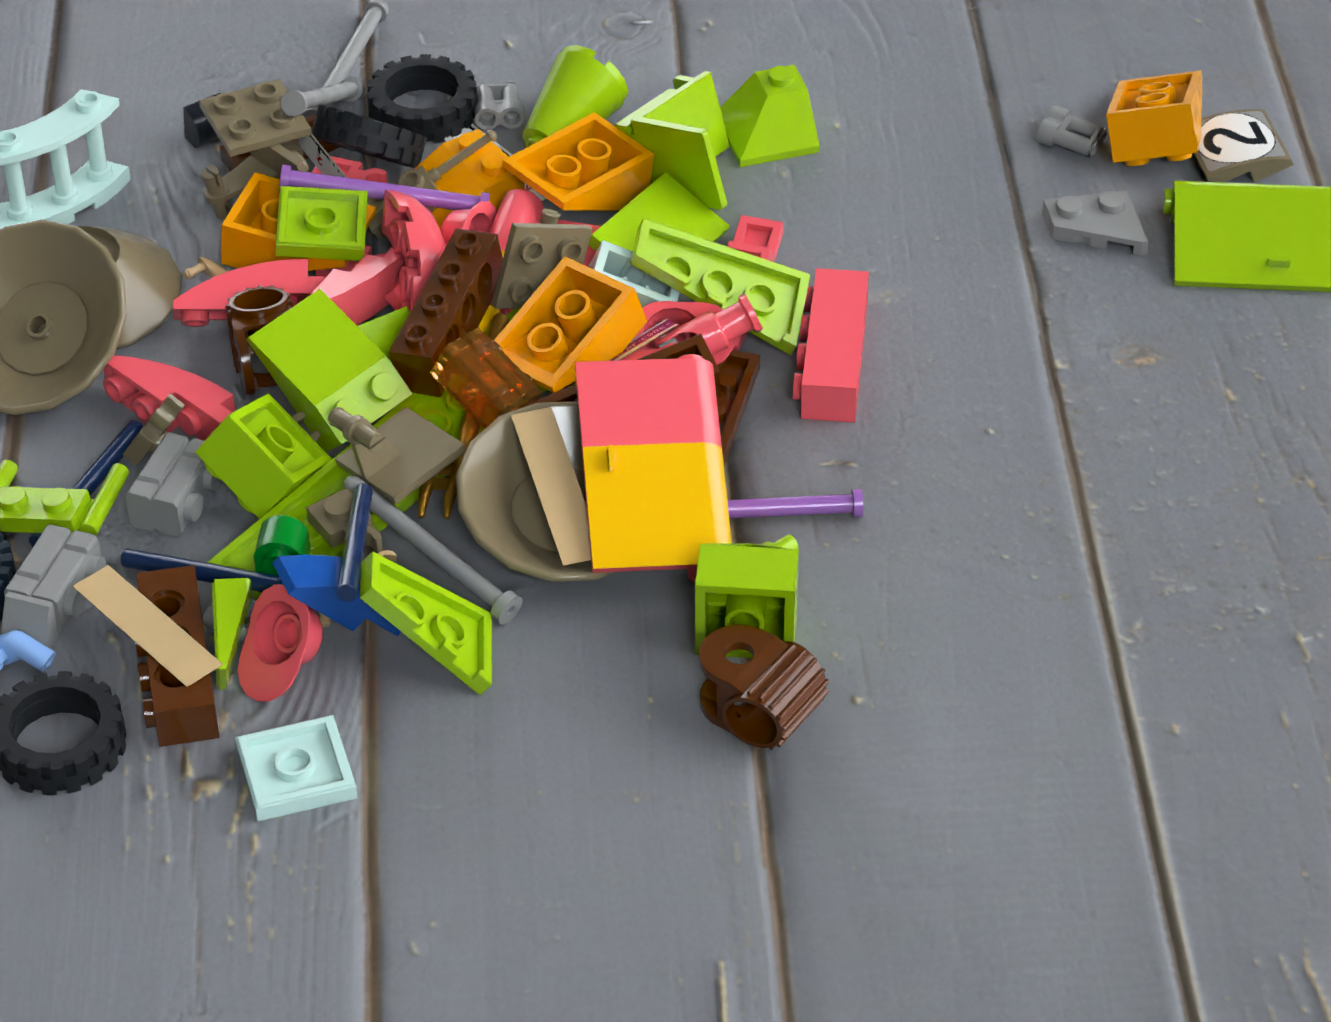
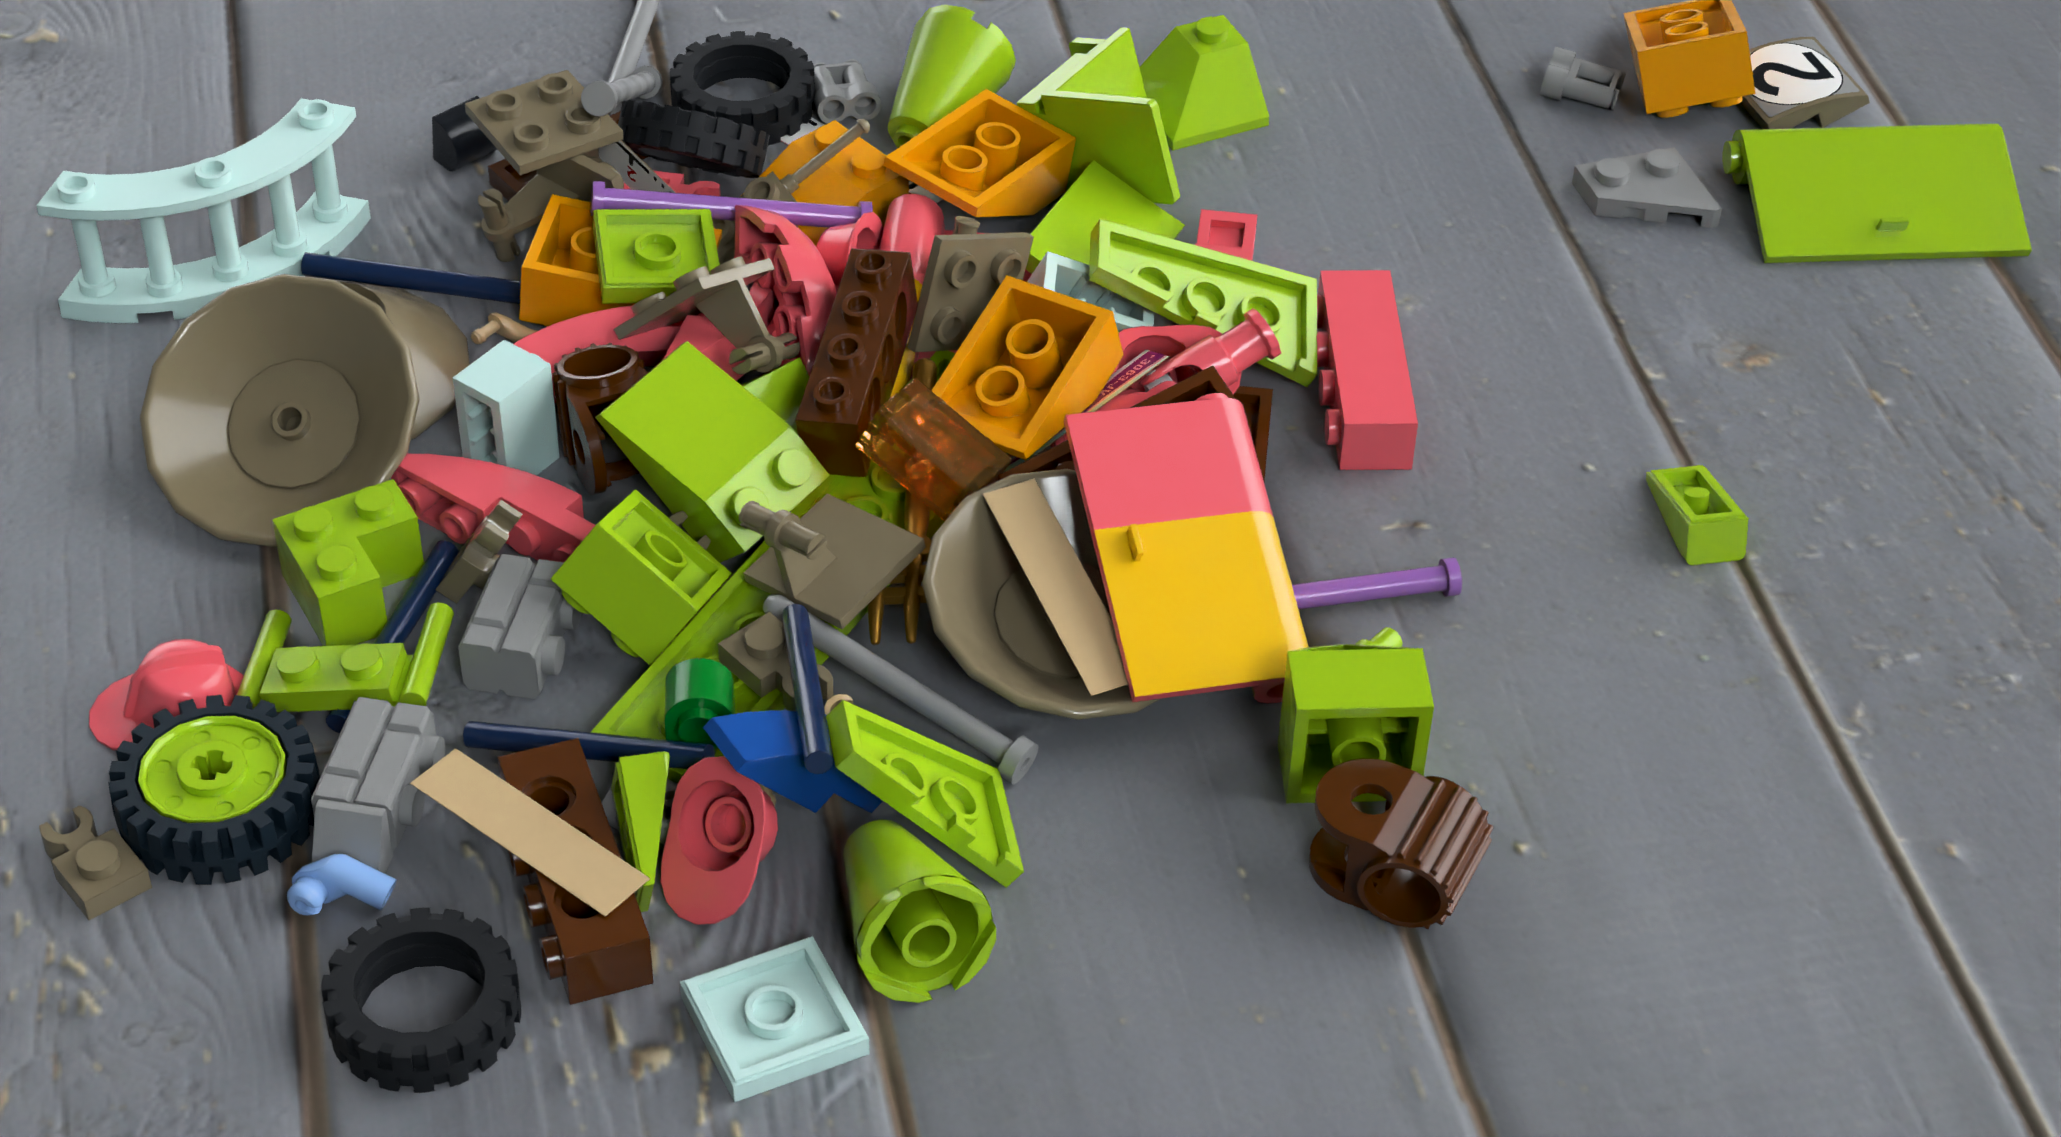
camera: 10 degrees left, 0 degrees up
(60, 424) = (344, 555): none -> lime brick
(146, 226) = (411, 278): none -> dark blue bar
(192, 330) = (508, 409): none -> light aqua brick
(358, 263) = (728, 304): none -> dark tan plate
(401, 707) = (913, 914): none -> lime cone
(1060, 472) = (1699, 514): none -> lime slope

